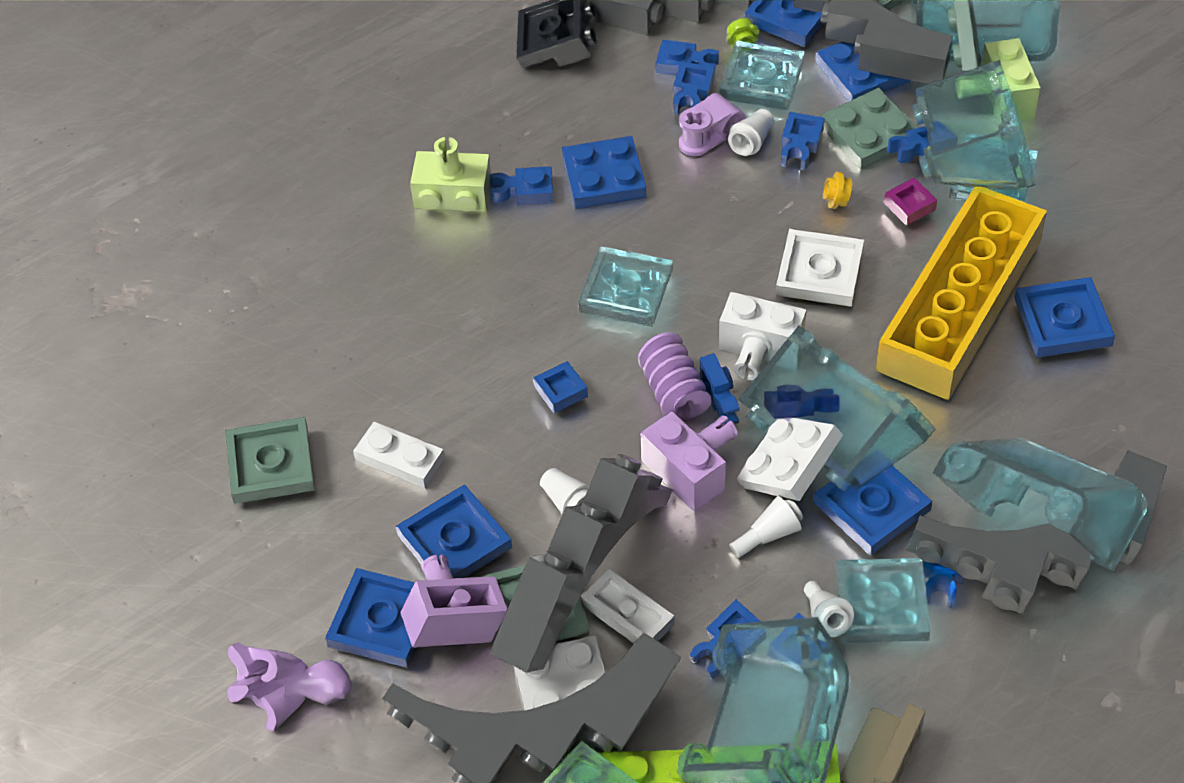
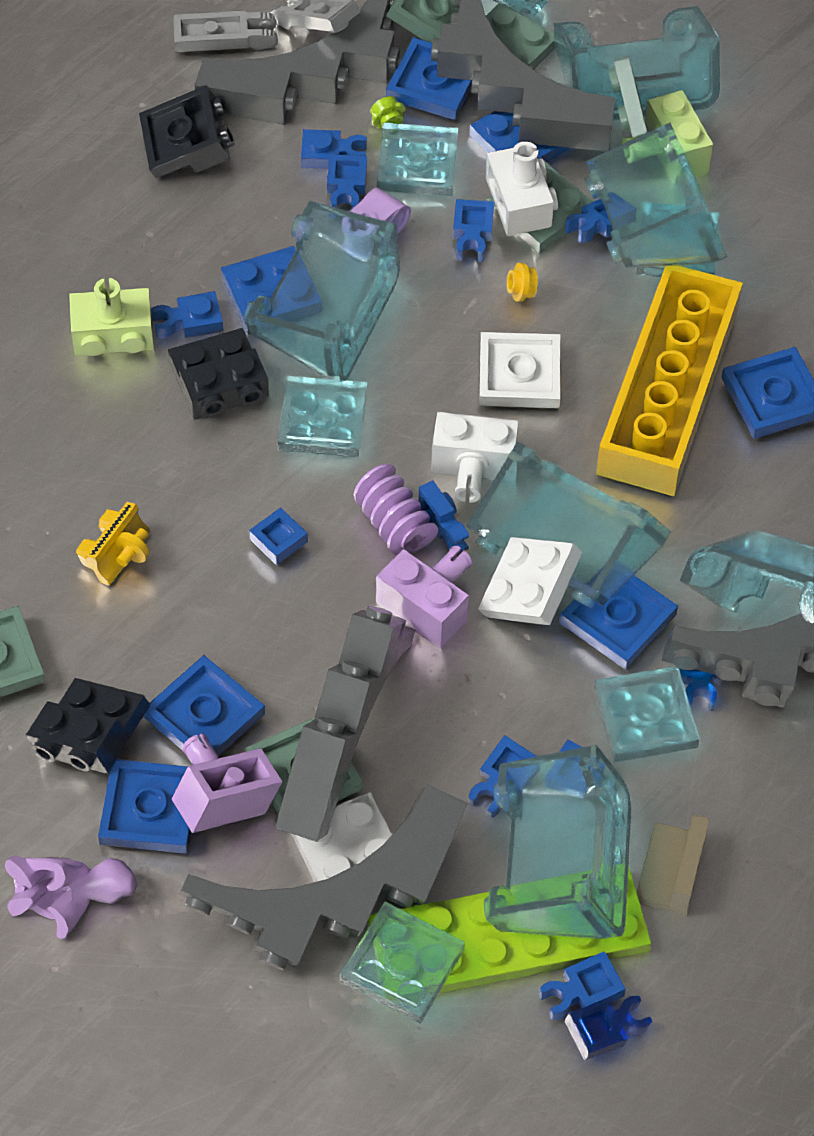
camera: 15 degrees left, 5 degrees up
(341, 534) = (87, 725): none -> black plate
(399, 454) = (124, 631): white plate -> none
(409, 374) = (119, 543): none -> yellow hips
(539, 238) = (219, 373): none -> black plate
(563, 489) = (311, 649): white cone -> none
(626, 608) = (397, 760): white plate -> none
(656, 176) = (329, 290): none -> clear light blue windscreen
(749, 134) = (419, 227): white cone -> none
(777, 521) = (526, 649): white cone -> none
(796, 402) = (523, 521): clear blue plate -> none
(833, 611) = (597, 730): white cone -> none
(849, 106) = (521, 189): none -> white brick
(910, 201) = (598, 284): magenta plate -> none

